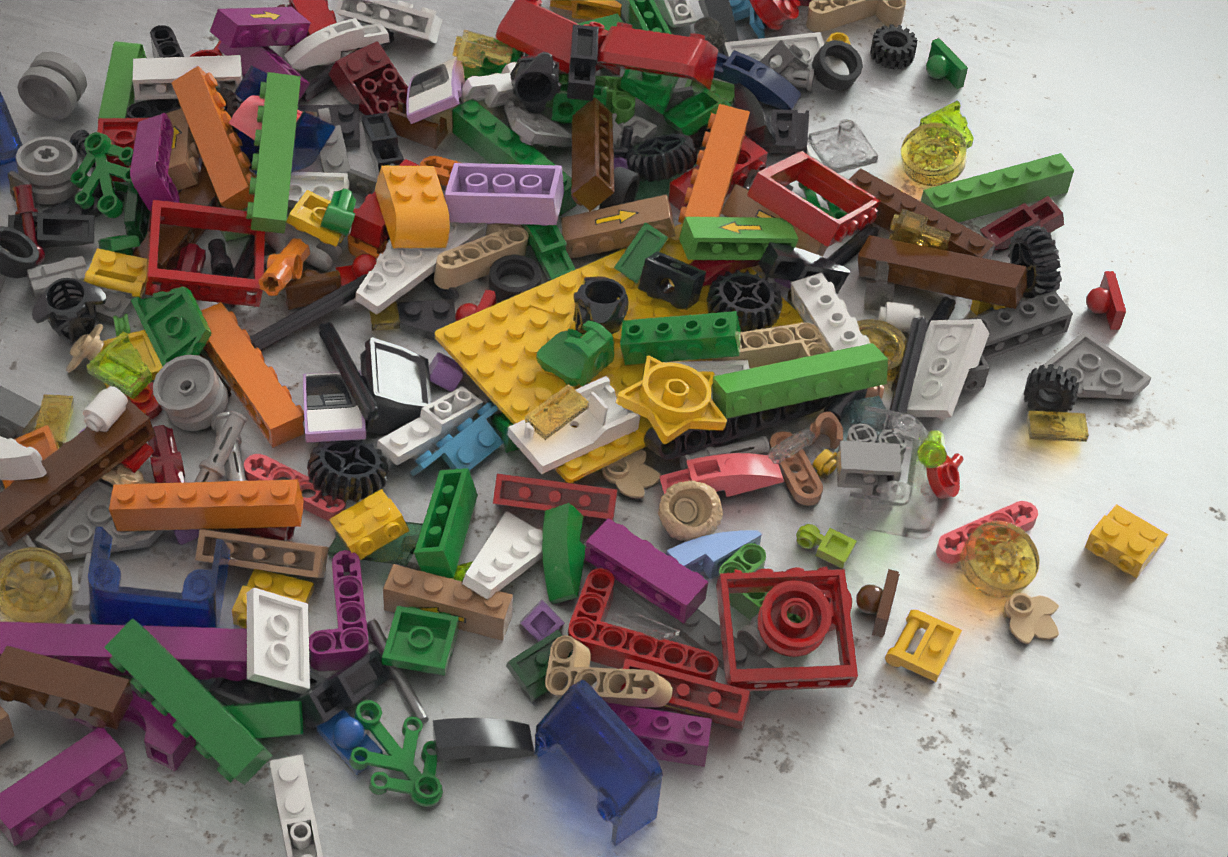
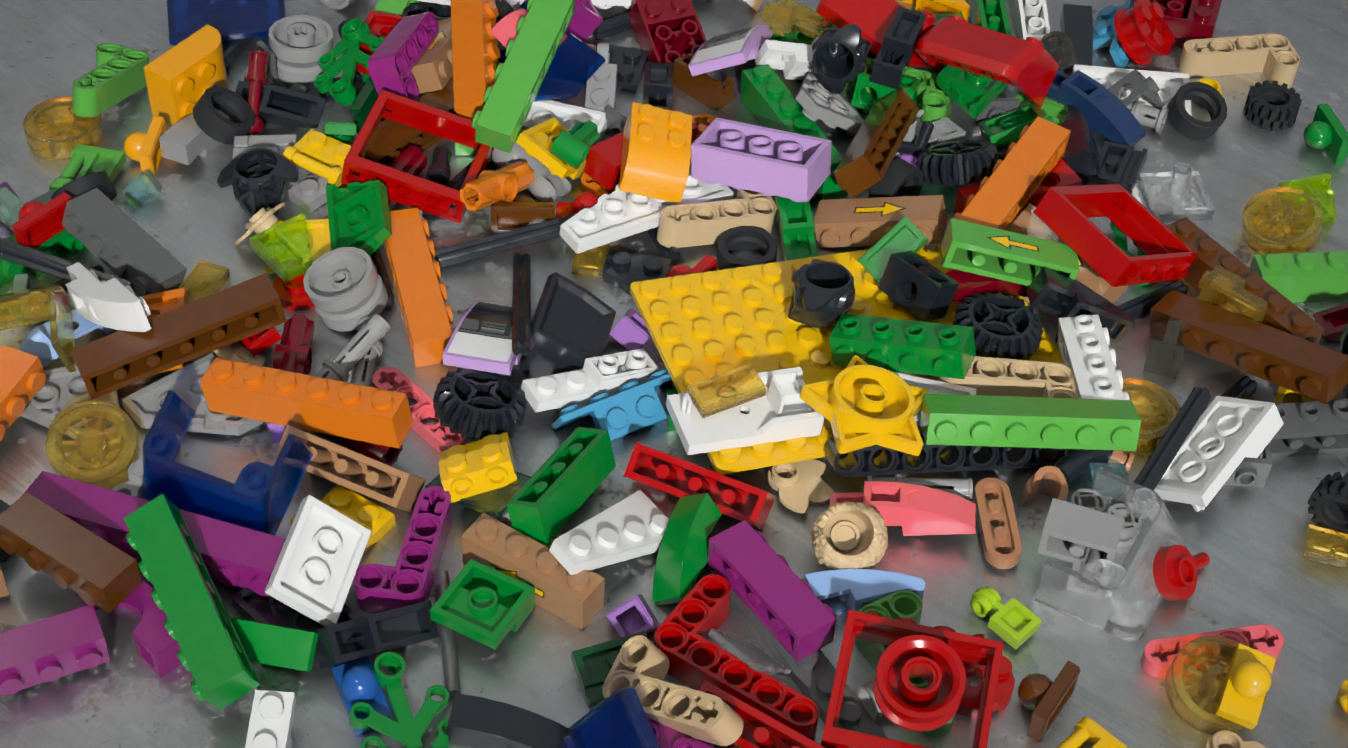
camera: 20 degrees right, 5 degrees down
(105, 409) = (234, 277): white brick -> none
(121, 324) = (309, 209): bright green bush -> none
(578, 356) = (778, 337): green piece -> none
(791, 445) = (997, 494): clear axle -> none
(825, 462) = (1033, 524): yellow plate -> none
(898, 315) = (1180, 382): white brick -> none
(932, 450) = (1166, 534): clear neon green cone -> none
(1024, 555) = (1246, 686): none -> yellow tile

